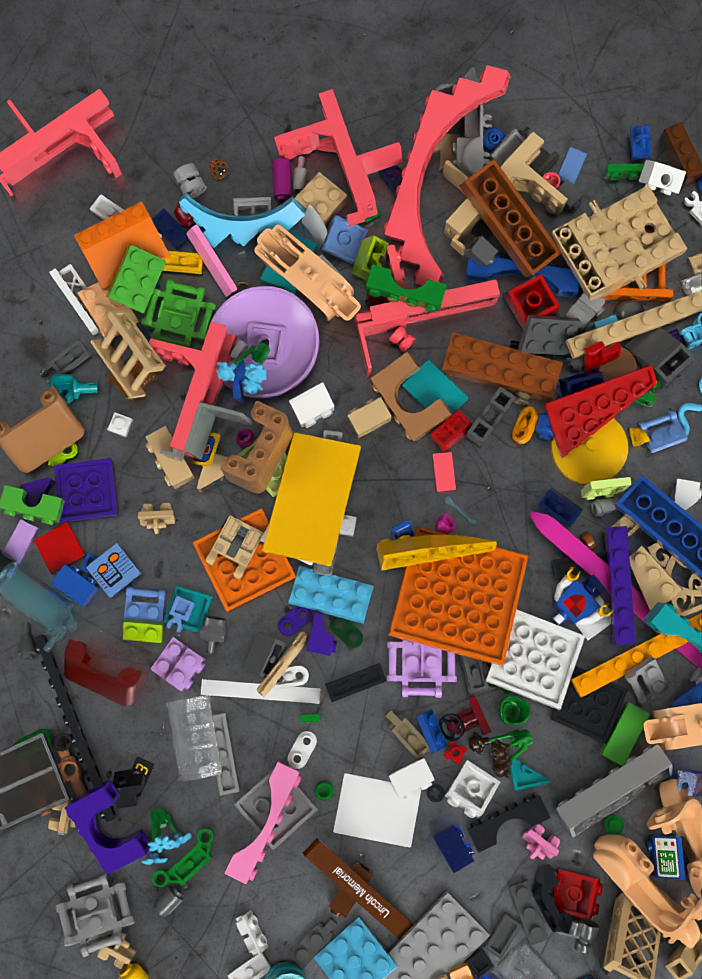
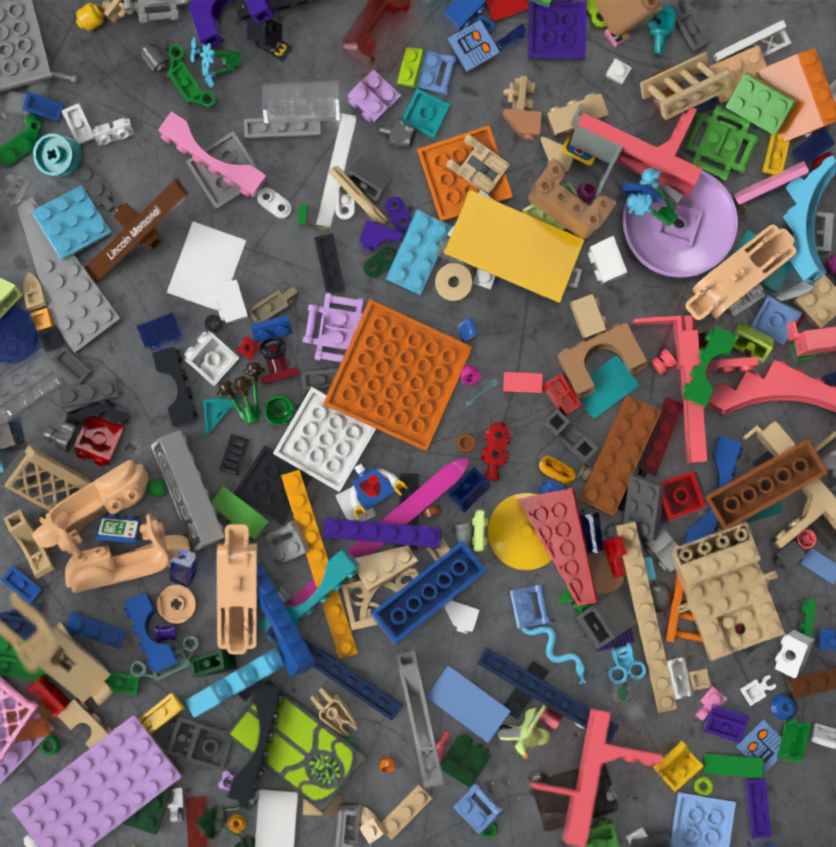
camera: 100 degrees right, 5 degrees up
(89, 431) = (617, 40): none -> bright pink slope
(97, 530) = (515, 35): none -> clear blue plate
(181, 611) = (424, 106): medium blue plate -> none
(184, 508) = (525, 123): none -> nougat slope
(324, 790) = (232, 218): green plate -> none
(355, 565) = (443, 282): none -> tan tile
(428, 548) = (447, 351): yellow wedge -> none
(481, 251) = (739, 452): dark grey brick -> none
(491, 334) = (660, 436): none -> dark red plate
(512, 489) = (496, 445): none -> red brick
(513, 518) = (465, 443): none -> dark orange tile
(538, 845) = (157, 408): bright pink hips -> none
(583, 751) = (223, 467): none -> black slope
(593, 586) = (385, 506): clear blue plate -> none
(638, 436) = (529, 581): yellow tile -> none

